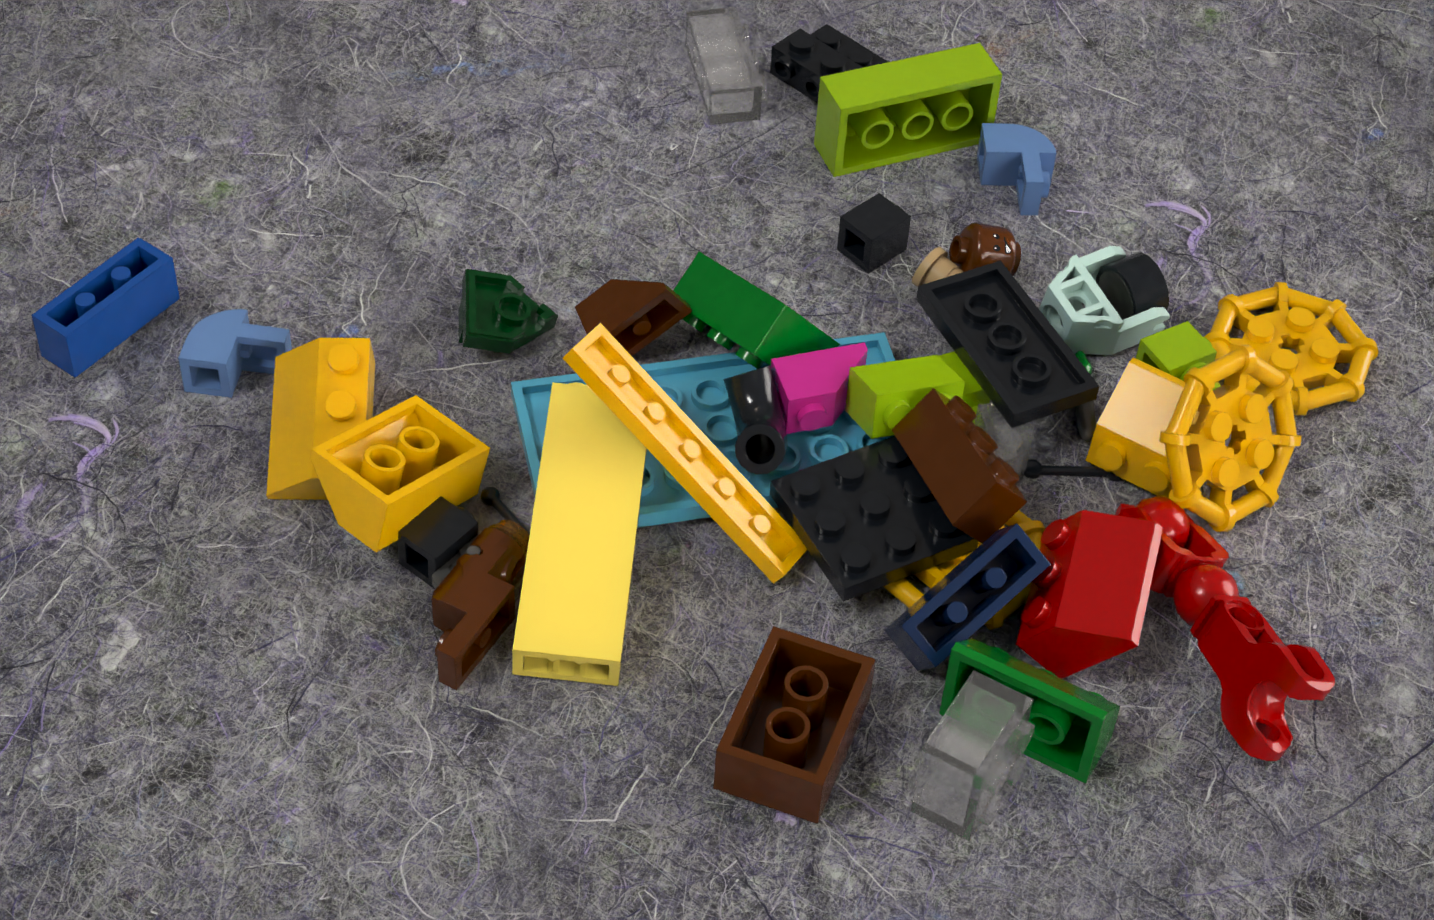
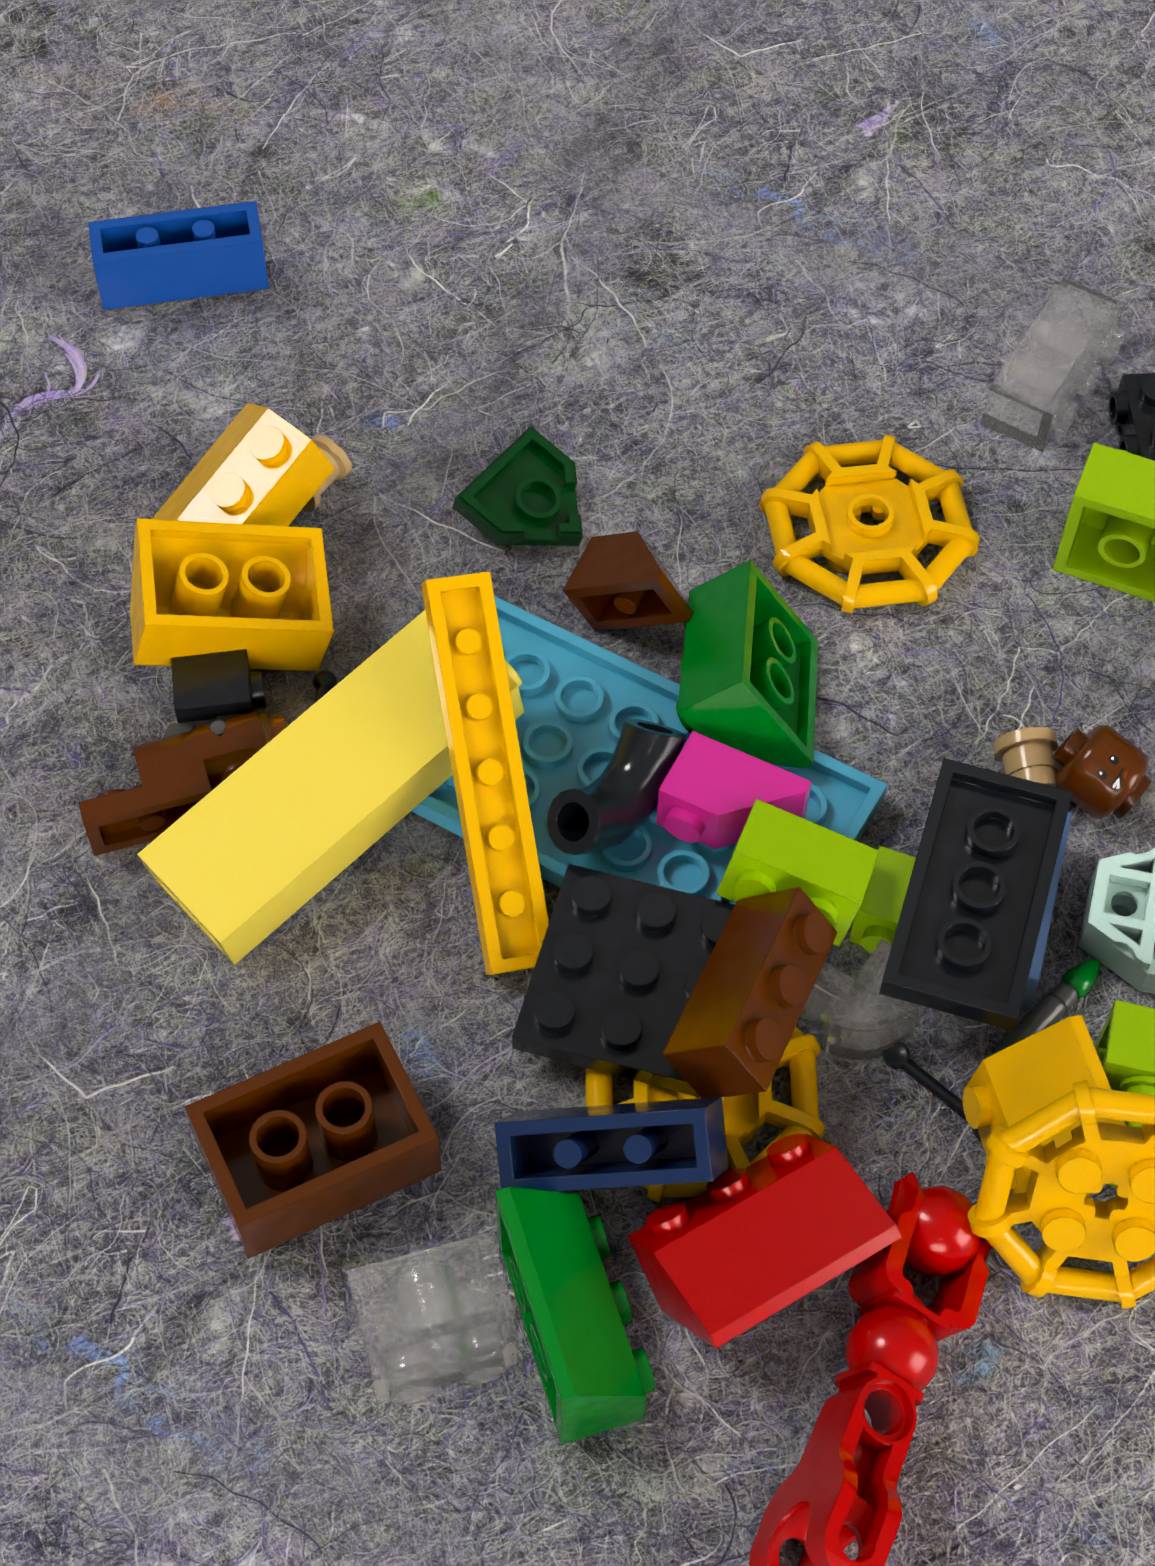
camera: 45 degrees right, 10 degrees up
(225, 346) = (239, 364): medium blue brick -> none
(734, 187) = (863, 548): none -> yellow plate
(873, 233) = (1009, 662): black brick -> none

